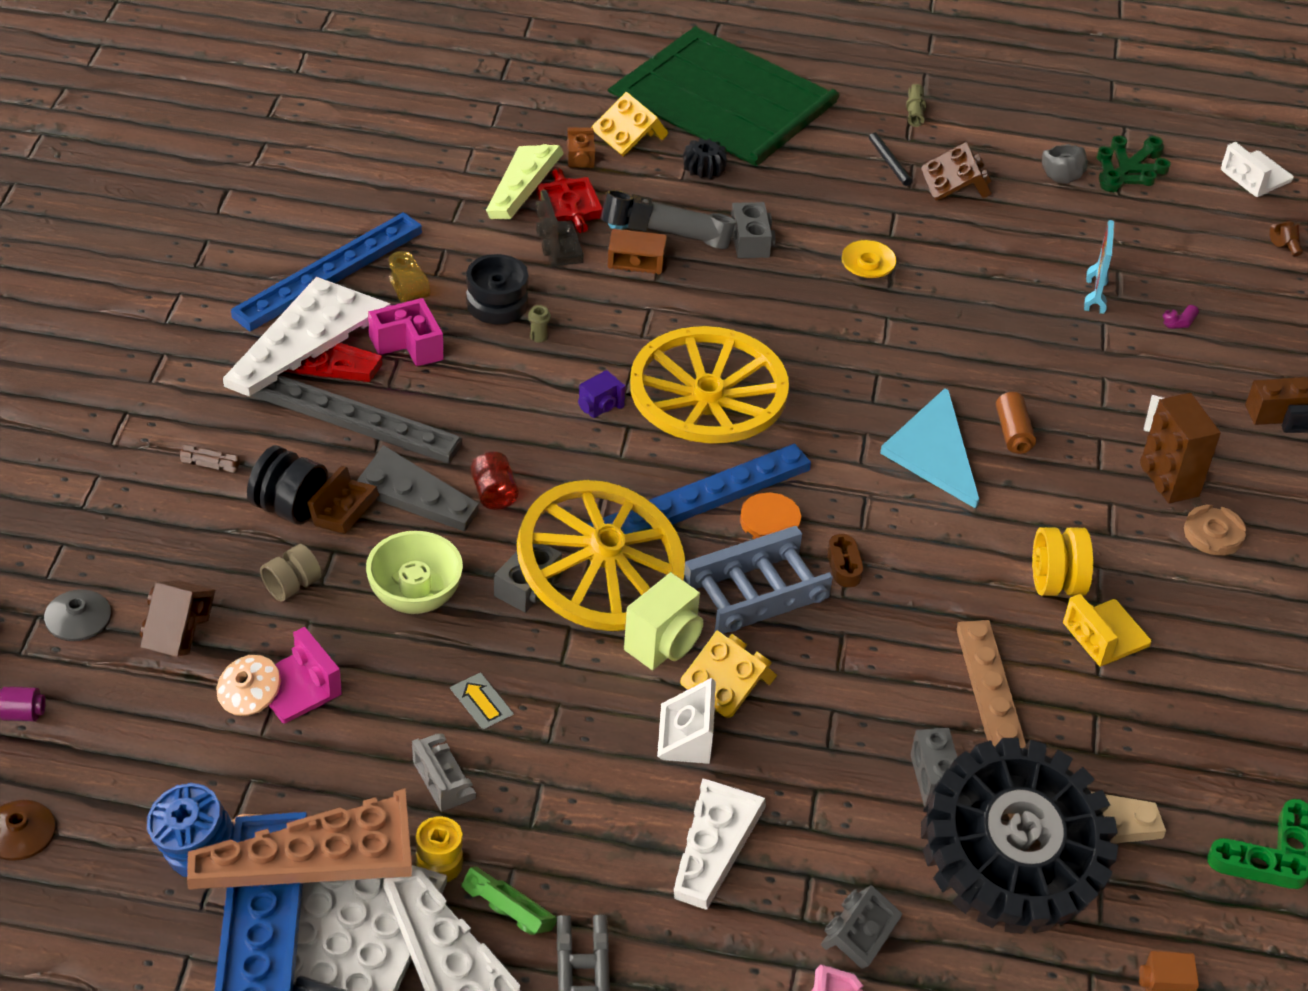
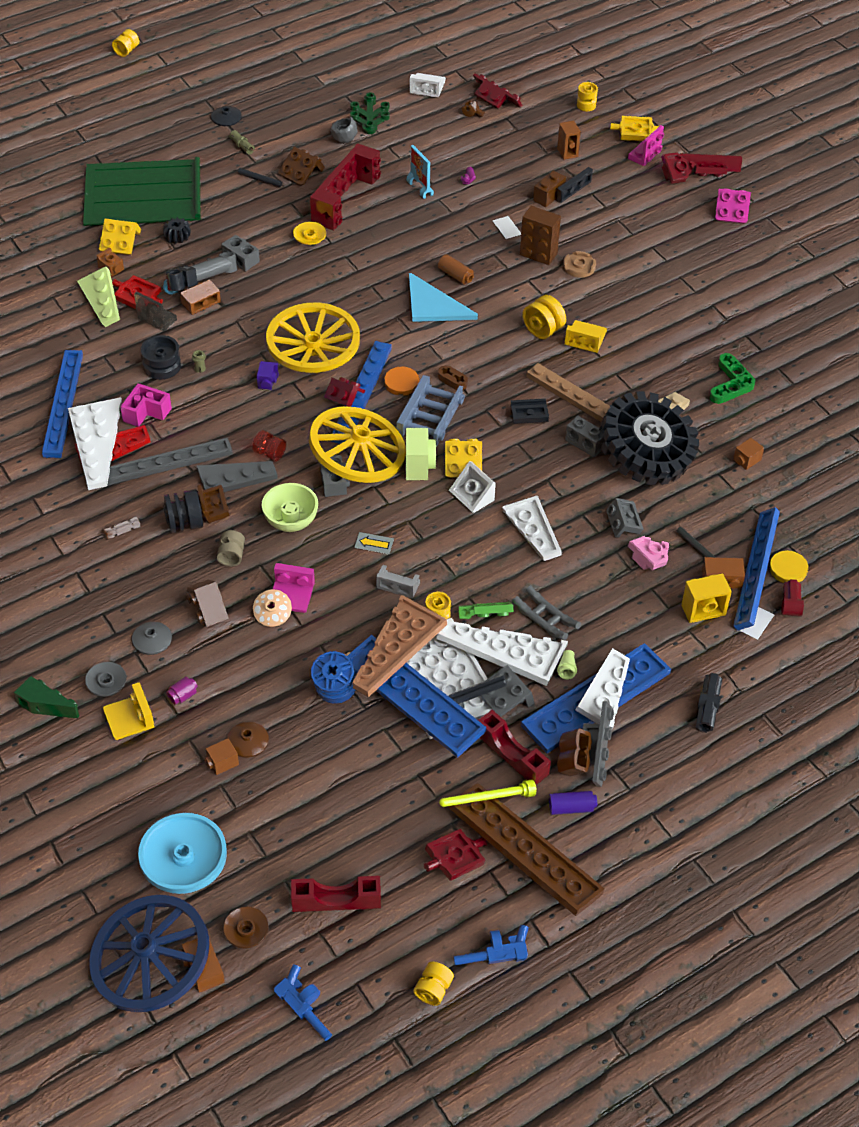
camera: 40 degrees left, 5 degrees up
(407, 277) = (109, 382): clear yellow piece -> none
(665, 473) = (342, 391): none -> dark red bracket
(898, 677) = (529, 411): none -> black plate
(936, 66) = (226, 116): none -> black dish
(1026, 209) = (359, 164): none -> dark red plate

